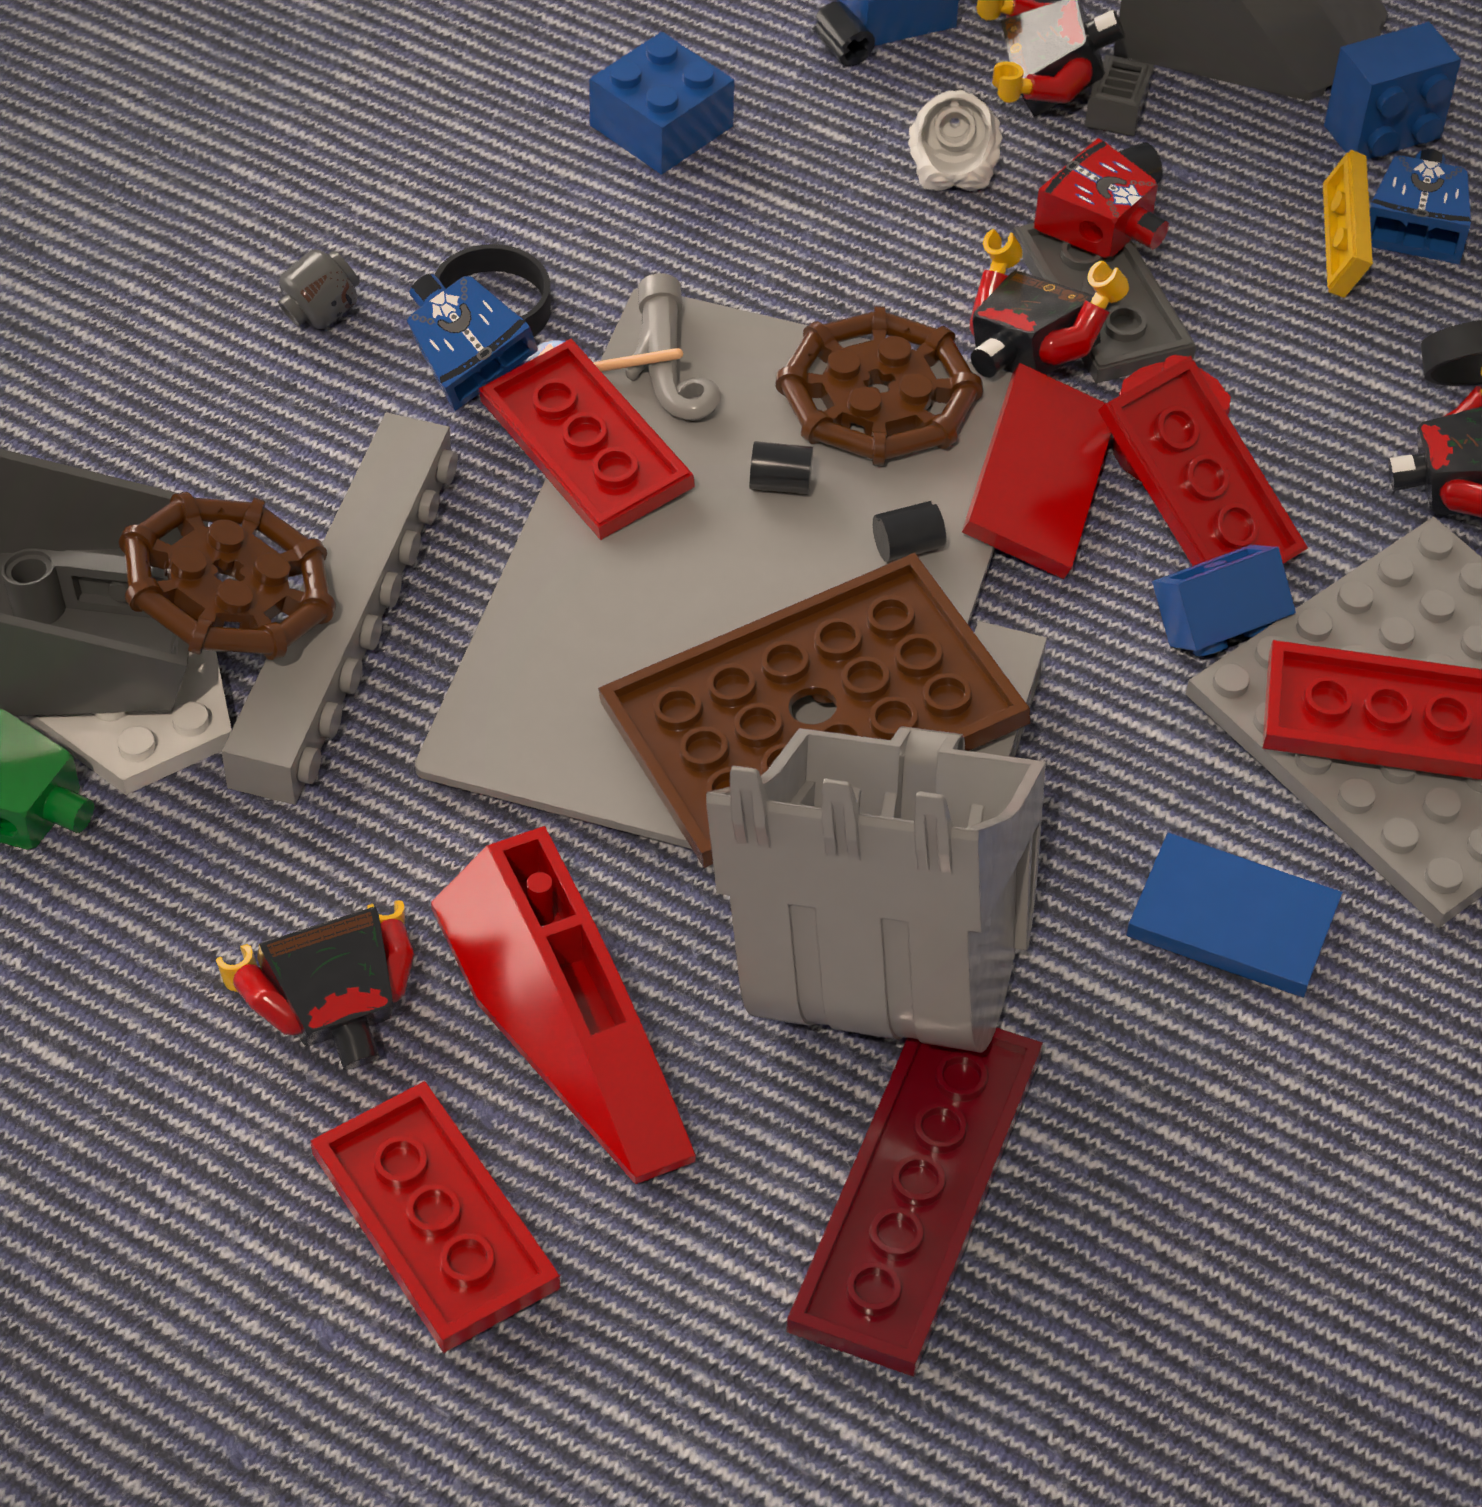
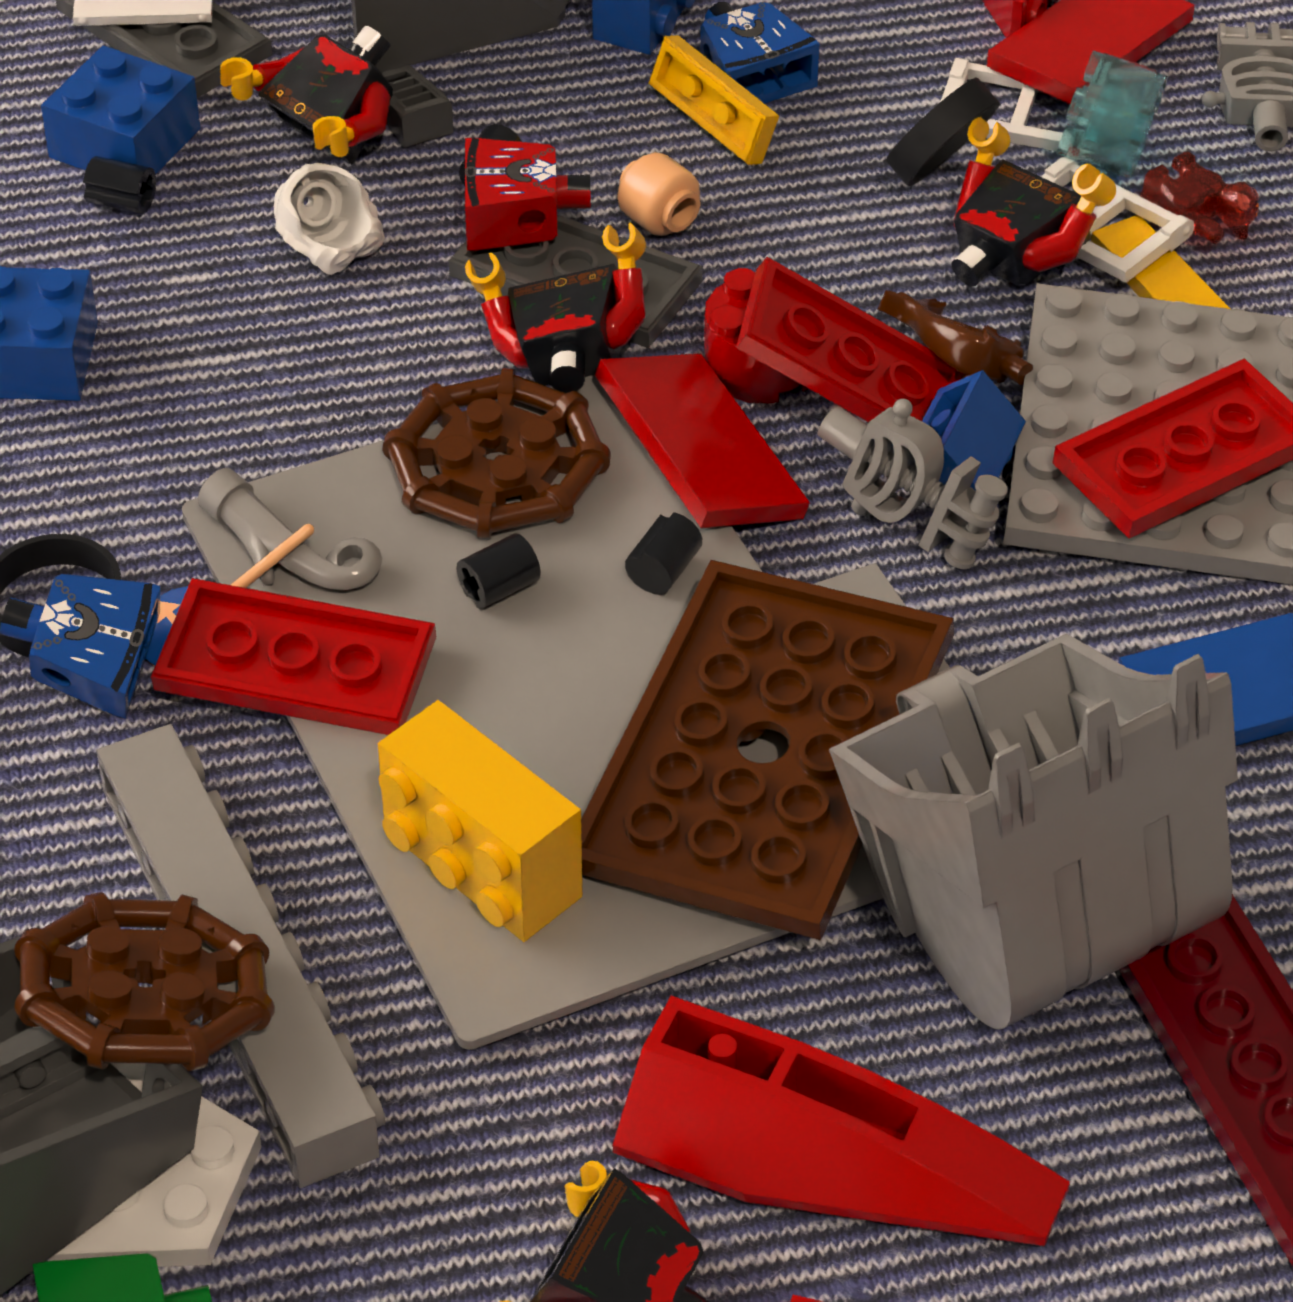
camera: 40 degrees left, 5 degrees down
(556, 624) = (480, 820): none -> yellow brick
(1139, 589) = (914, 460): none -> light grey torso
(1218, 270) = (659, 194): none -> light nougat head
(1307, 528) = (957, 343): none -> reddish brown animal

